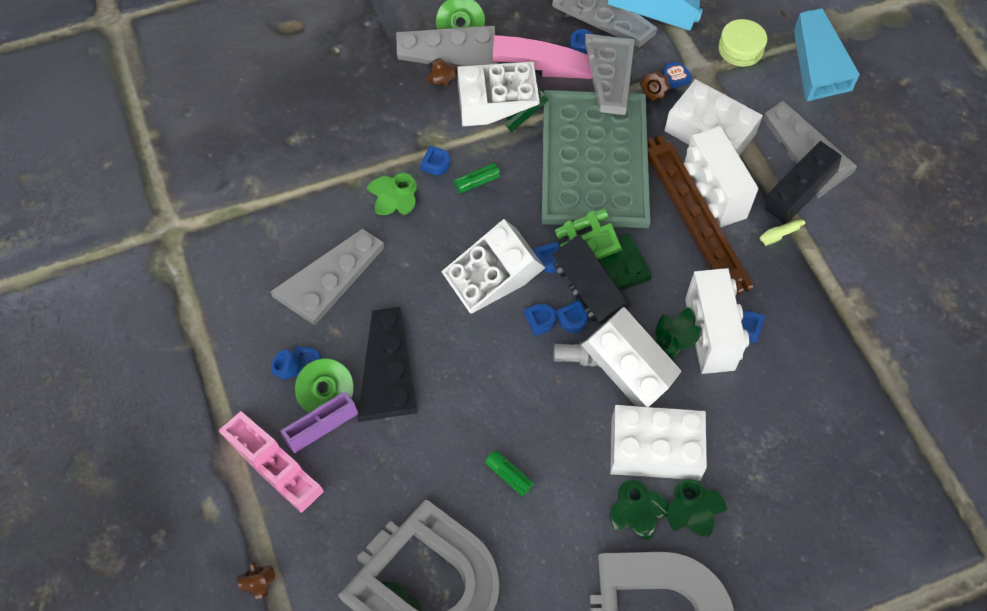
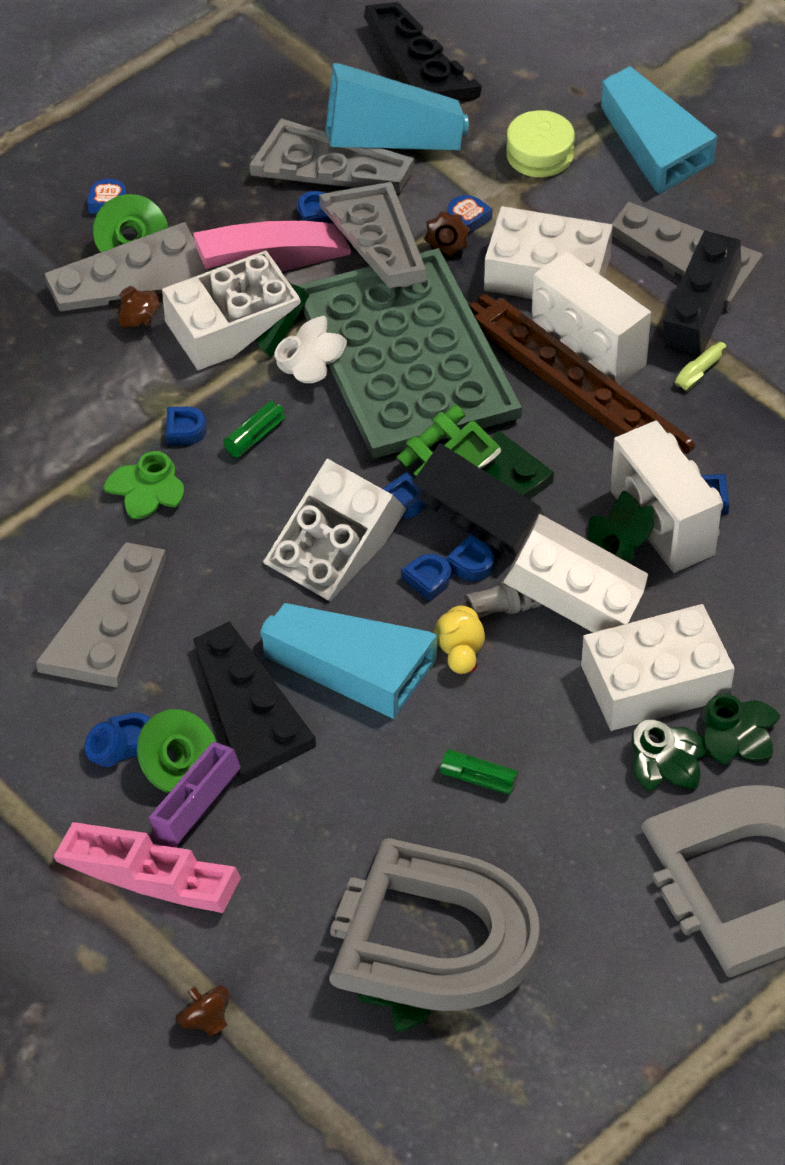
camera: 20 degrees left, 10 degrees down
(465, 360) = (351, 654): none -> medium azure slope
(533, 137) = (310, 351): none -> white plate
(540, 372) = (461, 637): none -> light yellow animal

